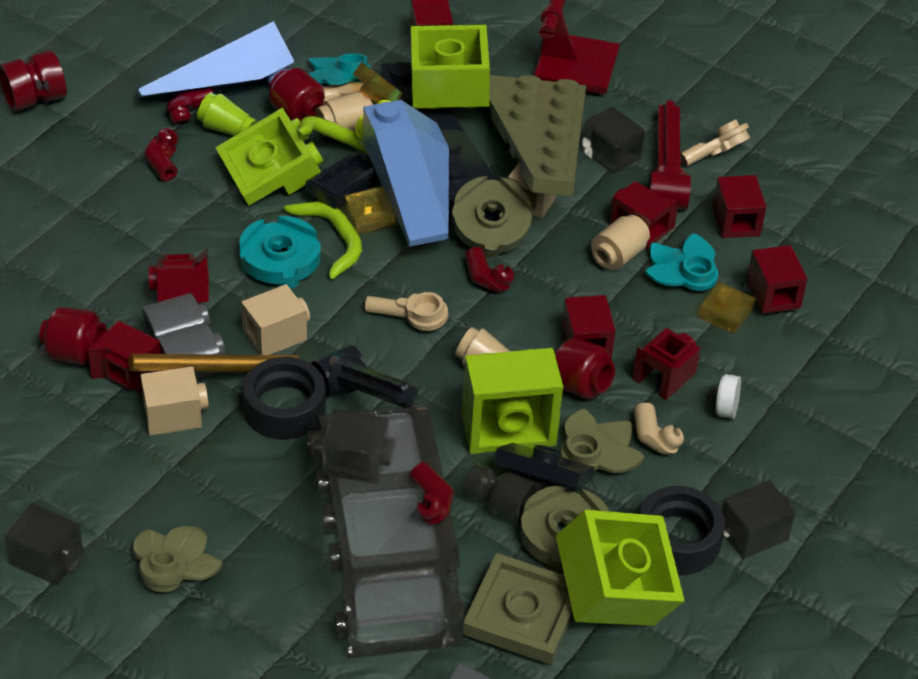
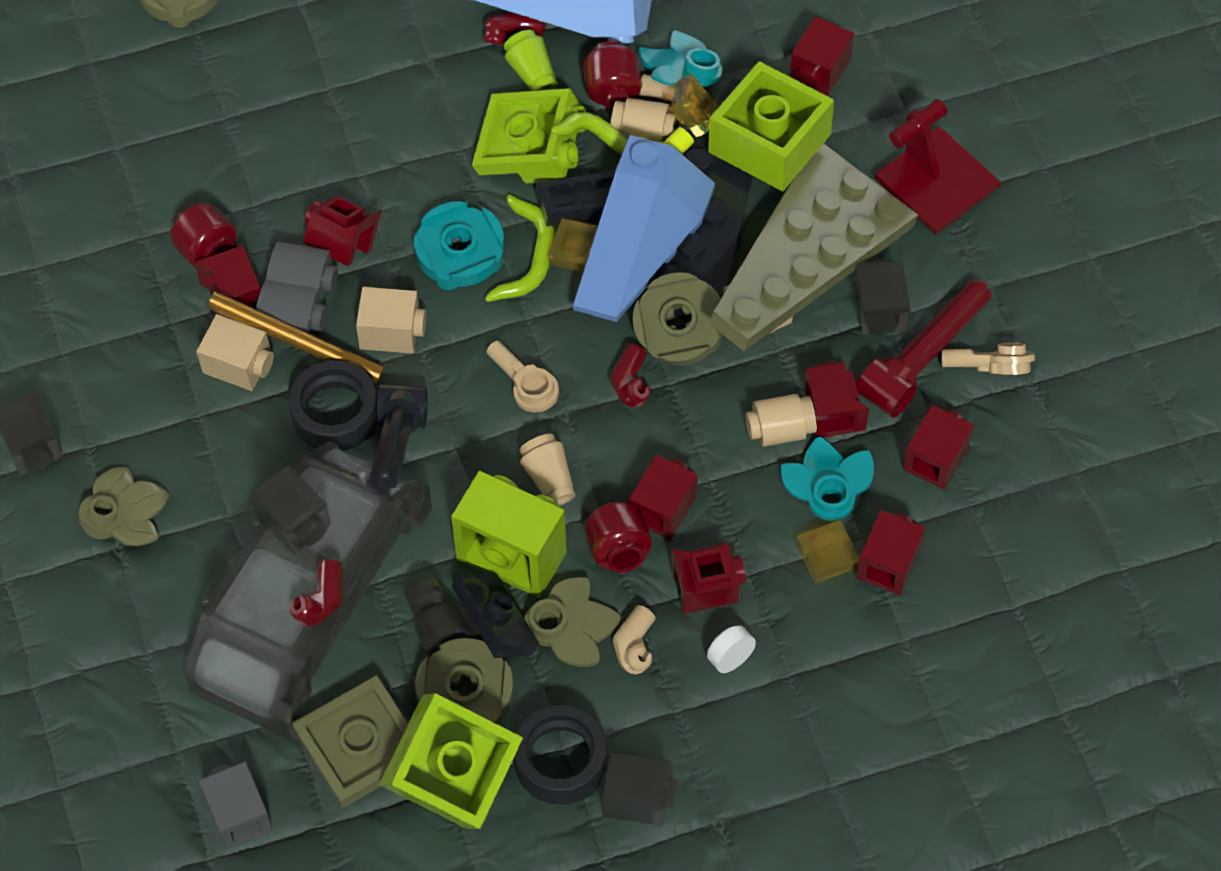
camera: 40 degrees right, 15 degrees up
(160, 152) = (441, 71): dark red arm -> none

